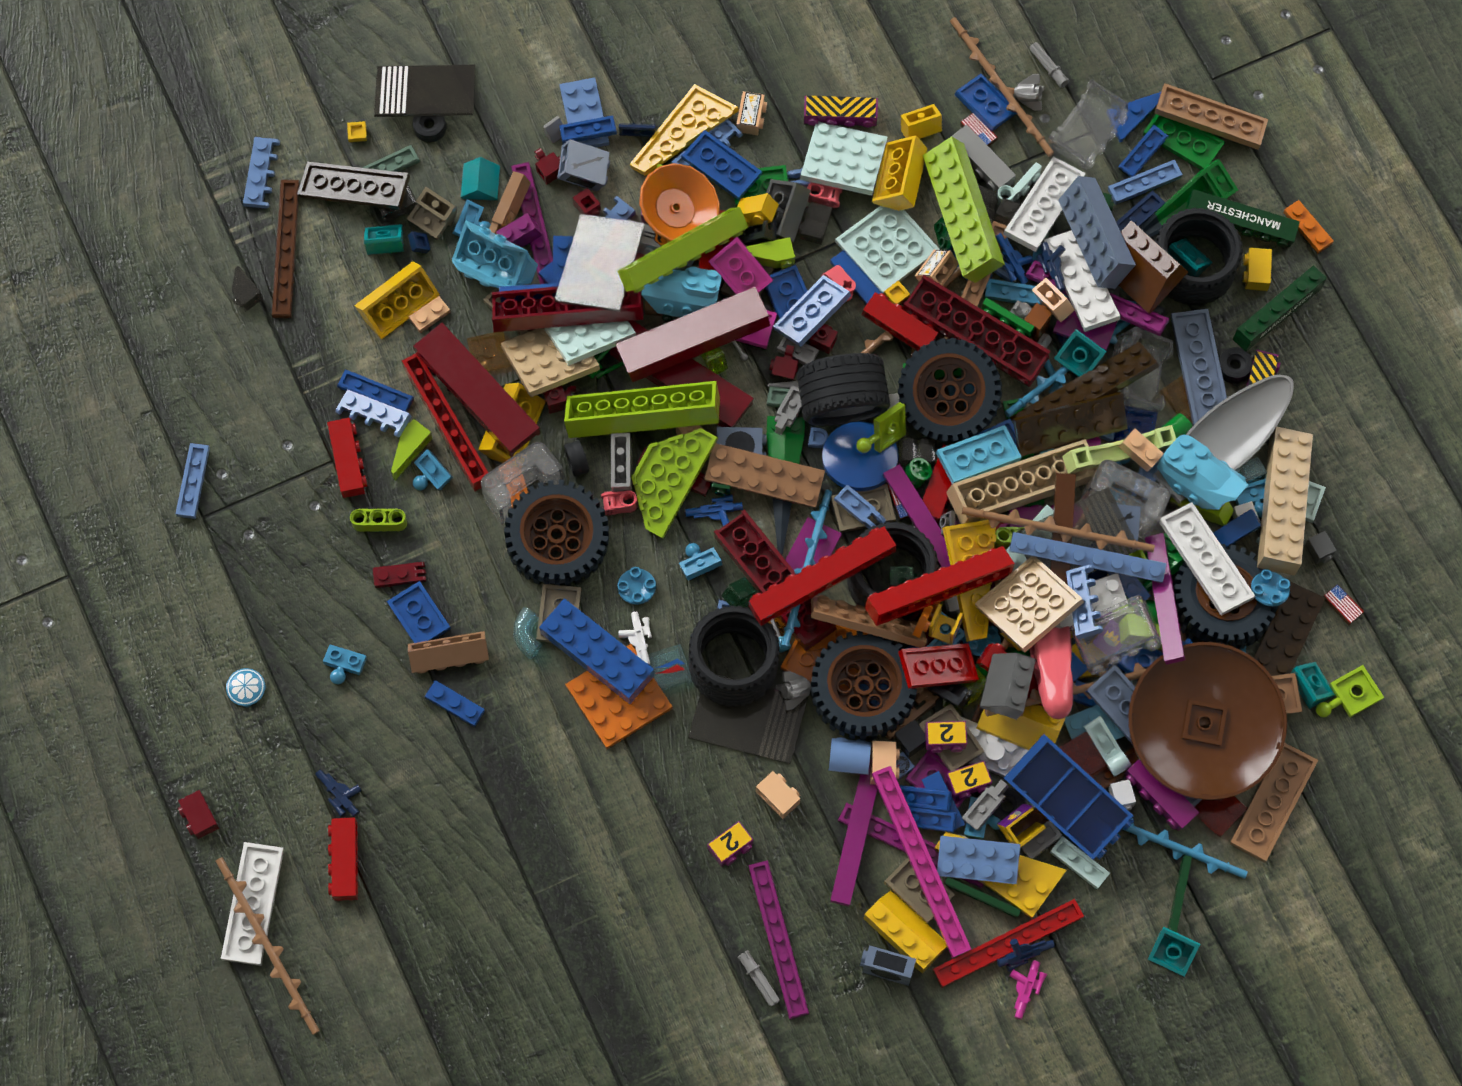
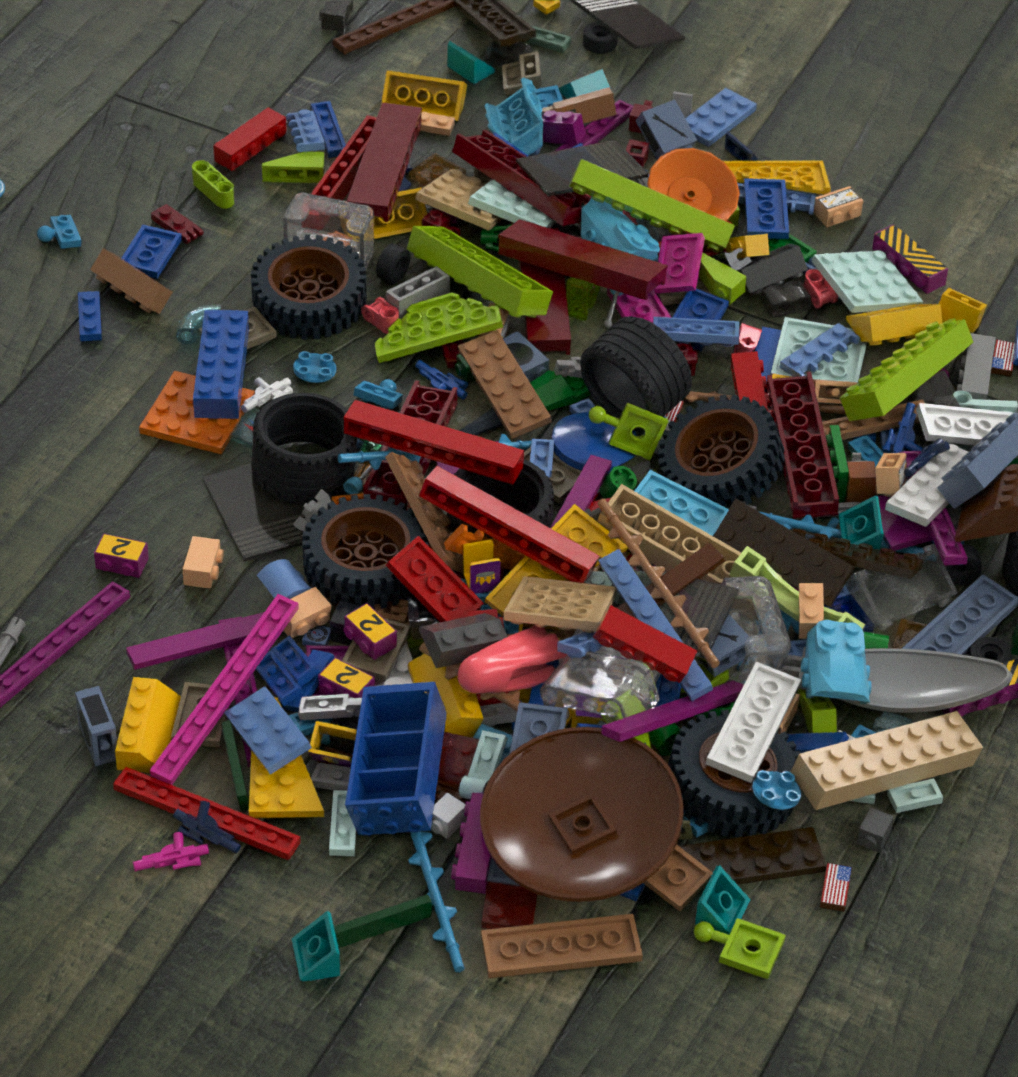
camera: 50 degrees right, 25 degrees down
(192, 481) = (139, 70): medium blue plate -> none
(419, 242) = (489, 82): dark blue plate -> none
(432, 471) = (292, 187): dark azure plate -> none
(588, 129) = (705, 120): blue tile -> none
(888, 246) = (819, 349): none -> medium blue hinge
(1120, 584) = (644, 643): none -> red brick

